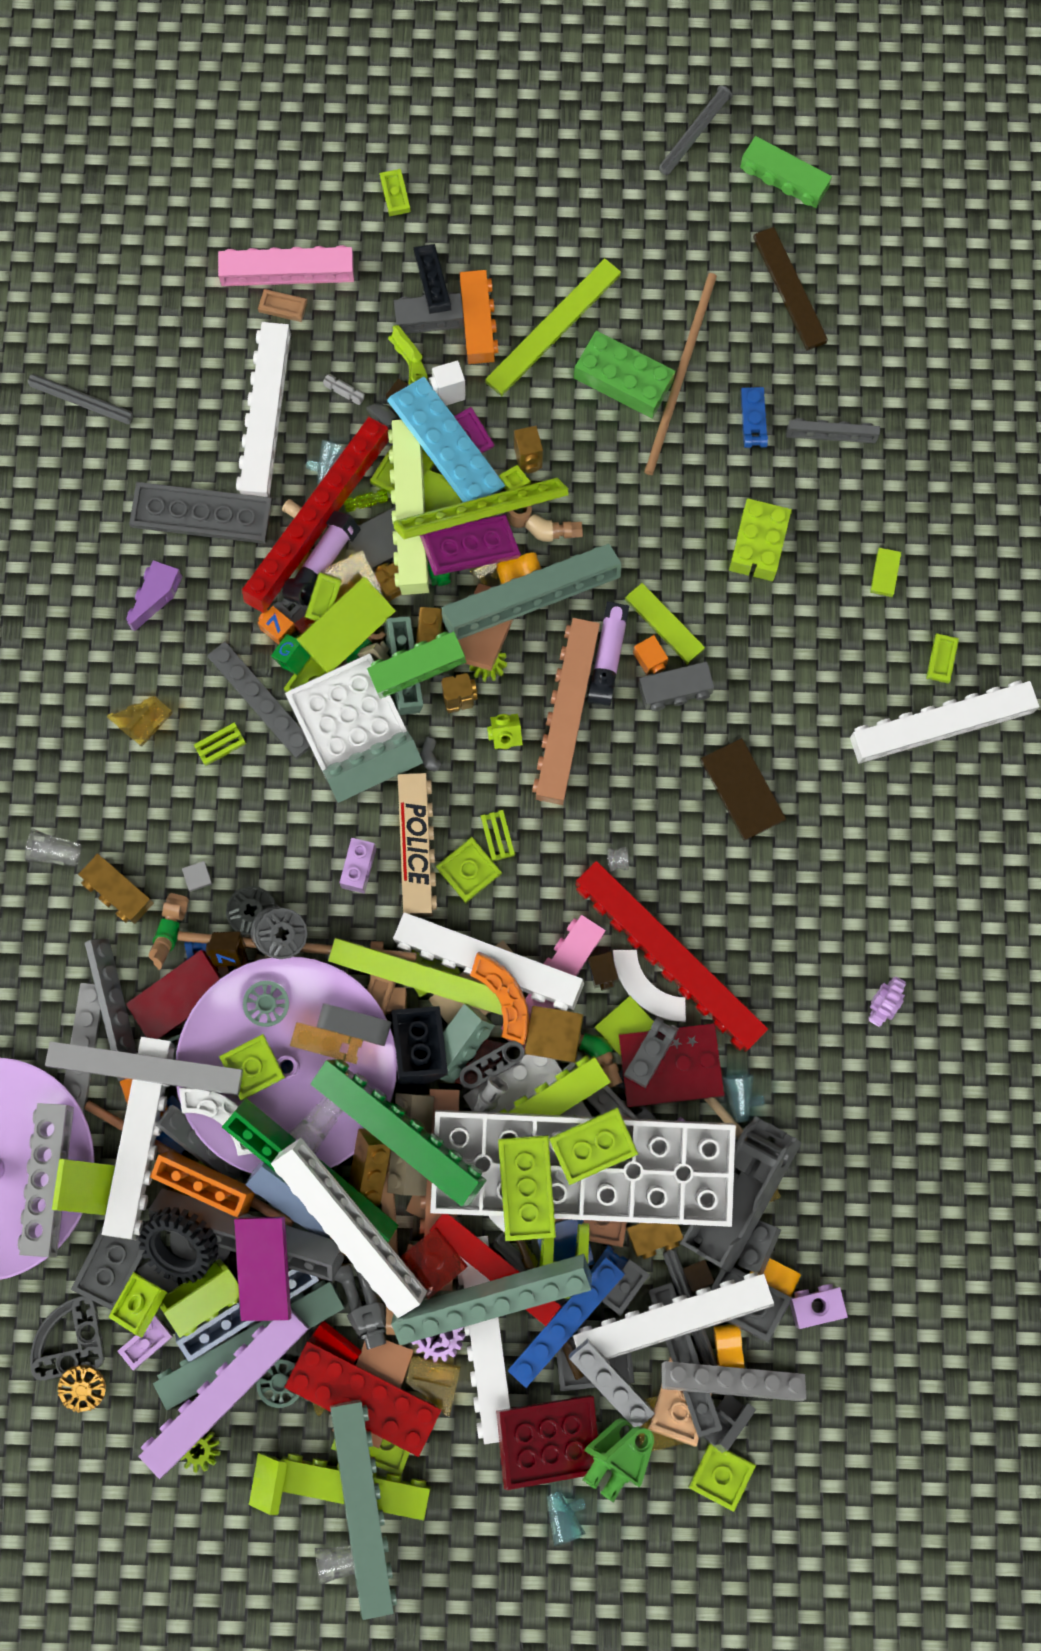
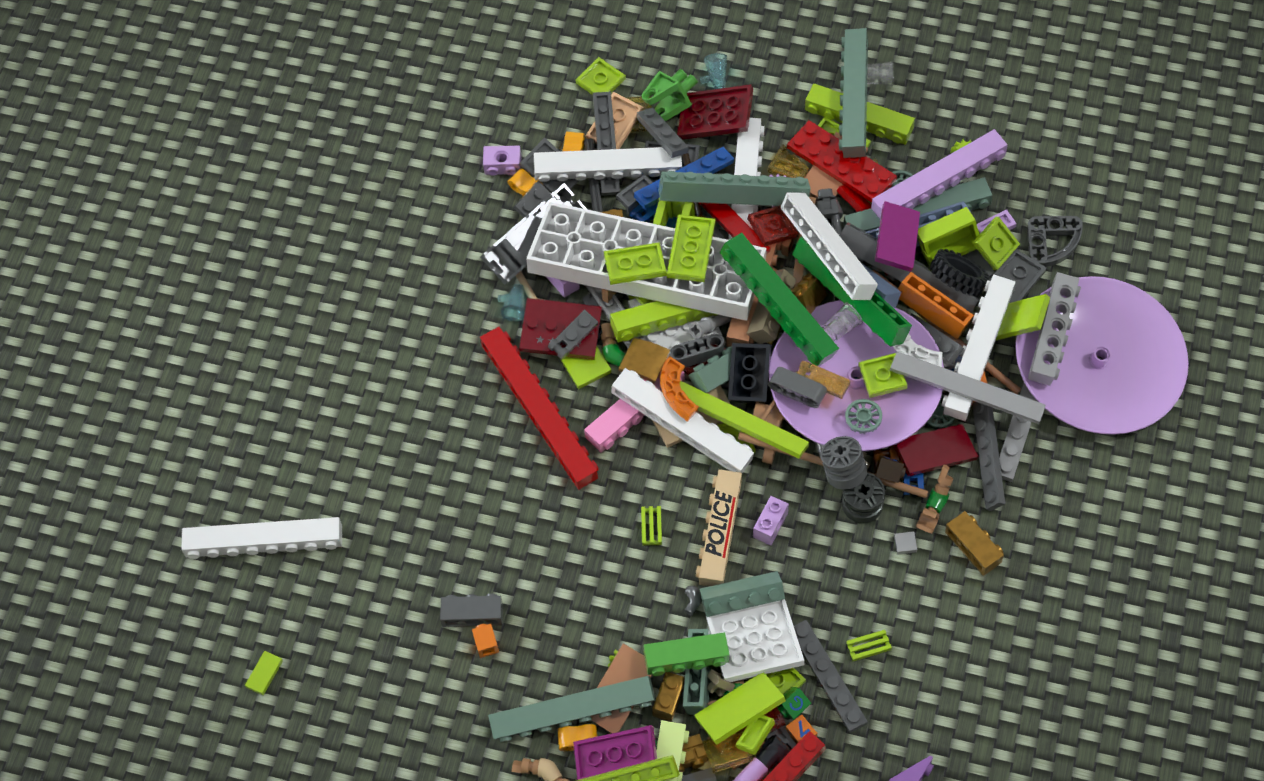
camera: 160 degrees left, 15 degrees down
(51, 849) = (1024, 583): clear plant -> none
(81, 1388) = (1046, 205): pearl gold wheel -> none
(141, 719) = (933, 678): clear yellow wing -> none
(268, 1484) = (919, 122): lime tile -> none
(459, 692) = (654, 632): pearl gold brick -> none
(468, 870) = (681, 504): lime tile -> none
(505, 731) = (624, 601): lime brick -> none
(567, 711) = (567, 610): nougat brick -> none
(603, 971) = (593, 405): dark brown brick -> none
(608, 654) = (533, 623): piece -> none
(617, 859) = (559, 485): clear wheel -> none
(643, 992) = (567, 389): white tile -> none
(664, 623) = (465, 669): lime tile -> none
(698, 1275) = (583, 195): dark brown tile -> none
(733, 1381) = (576, 122): light grey plate -> none
(733, 1418) = (582, 105): dark grey panel -> none
(743, 789) = (442, 521): dark brown tile -> none
(760, 539) = (361, 719): lime piece -> none
(887, 1001) = (383, 337): lavender gear -> none
(942, 658) = (243, 592): lime tile -> none

